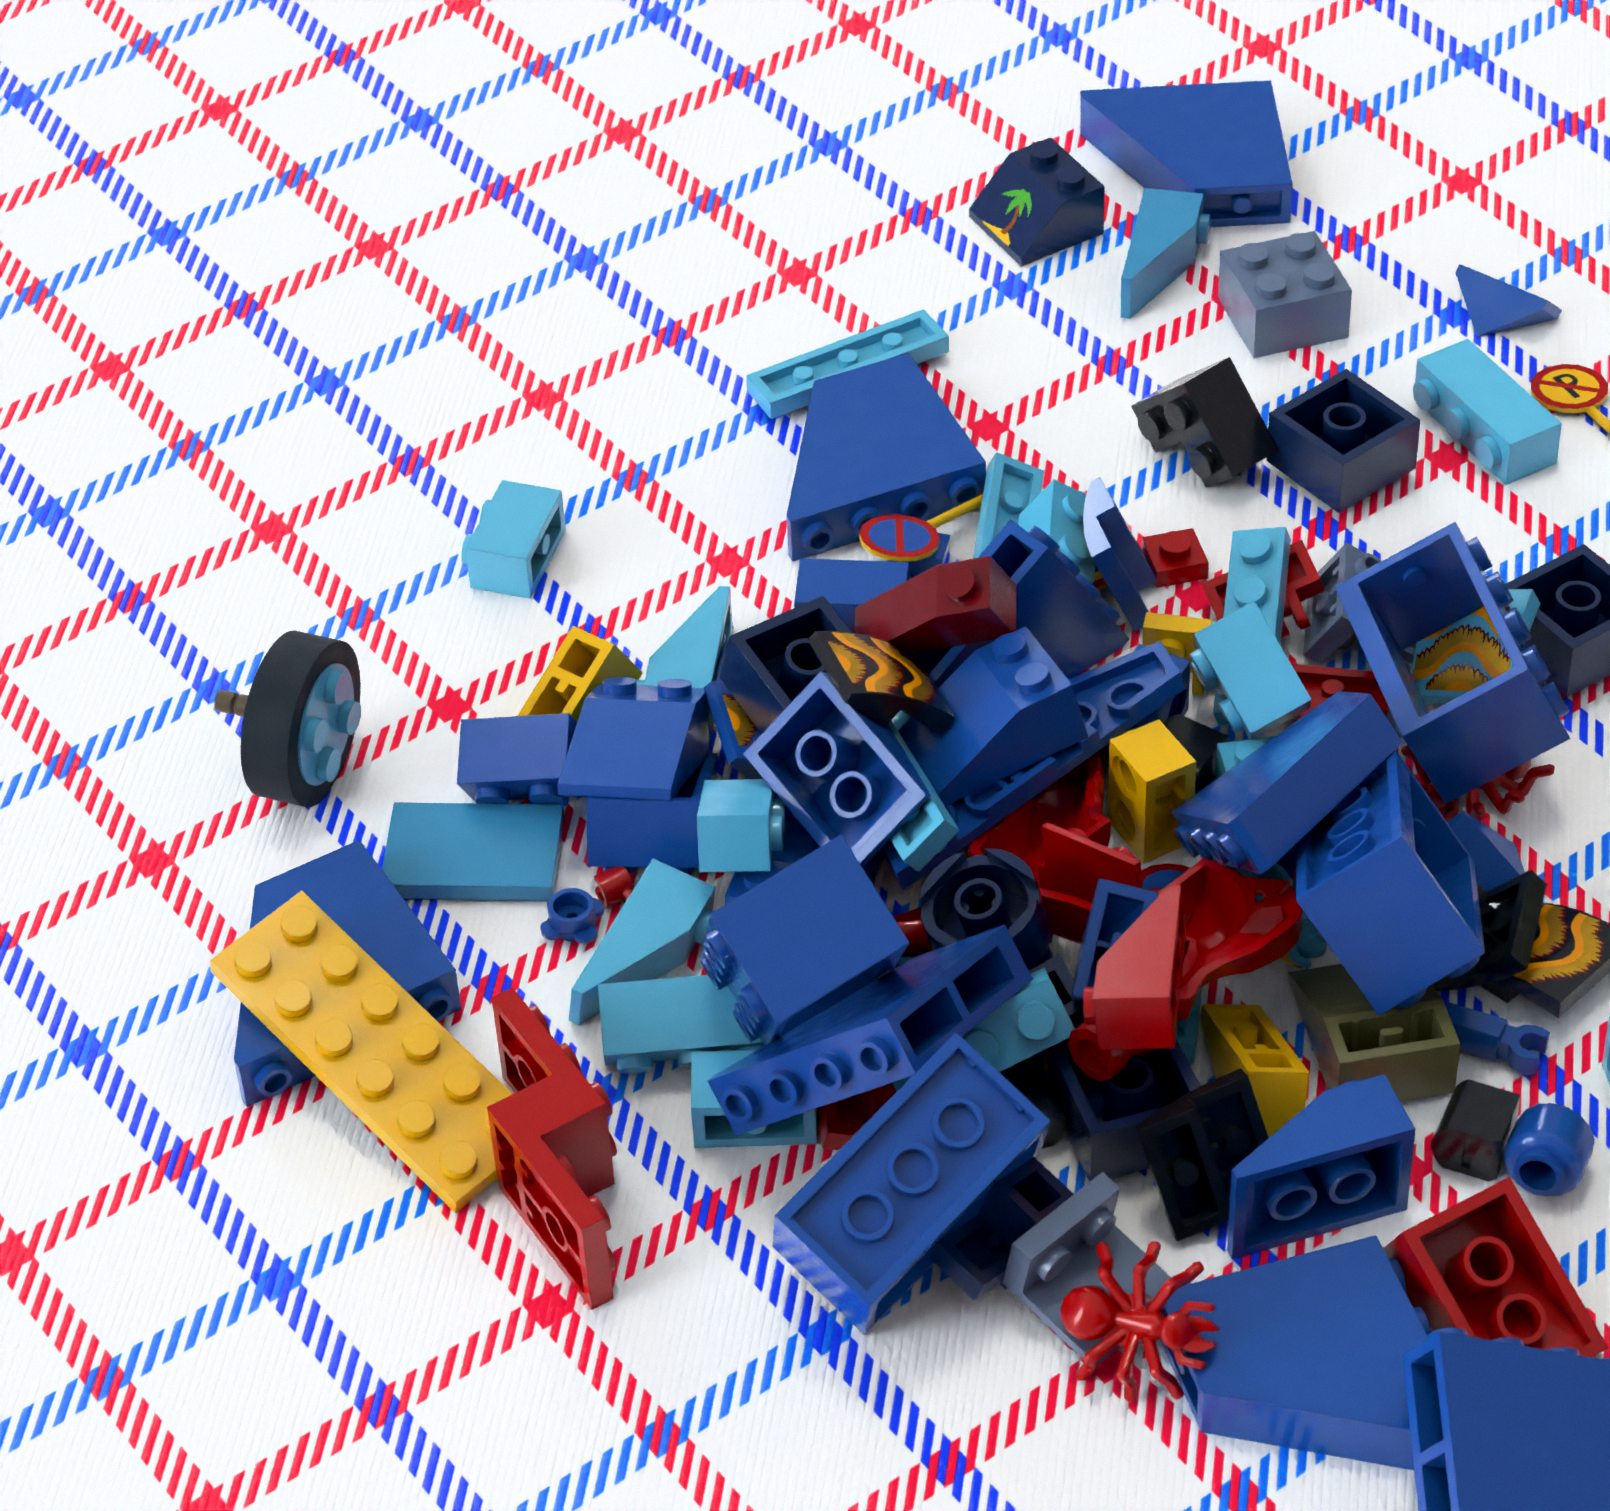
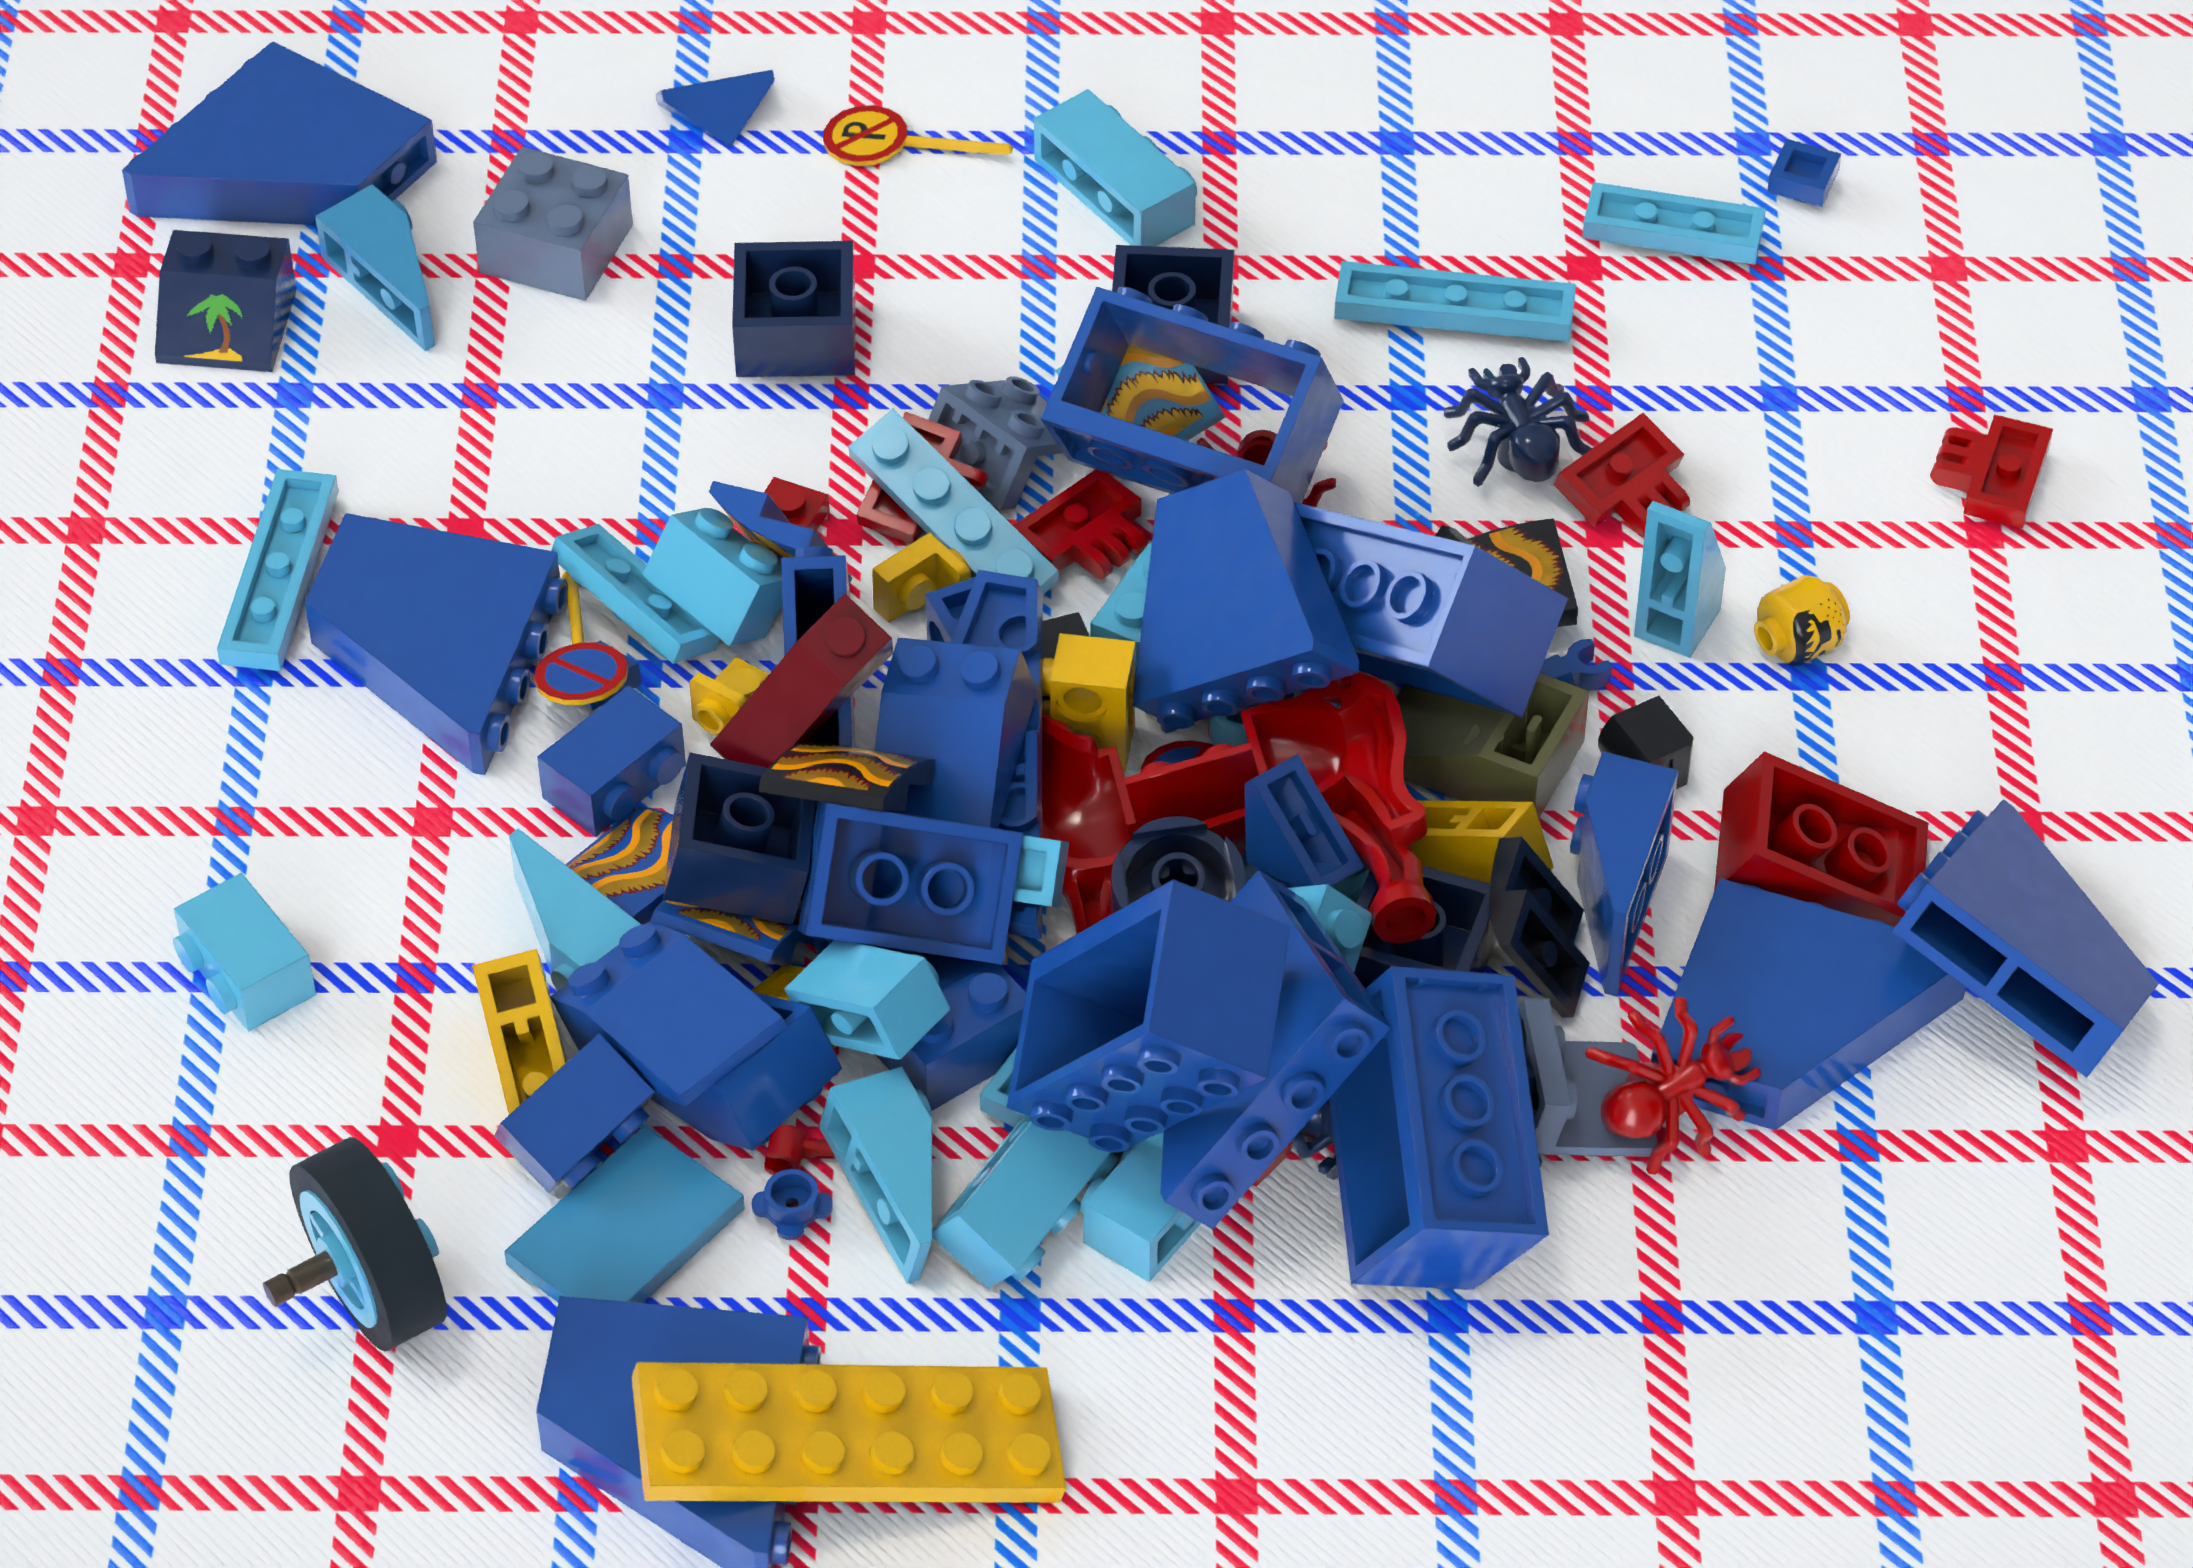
camera: 55 degrees left, 5 degrees up
(553, 1146) = (1106, 1392): red bracket -> none
(1141, 980) = (1408, 828): red slope -> none
(1211, 418) = (667, 366): black brick -> none
(1249, 672) = (1057, 535): medium azure brick -> none
(1487, 411) = (850, 199): medium azure brick -> none
(1549, 1149) = (1719, 719): blue head -> none

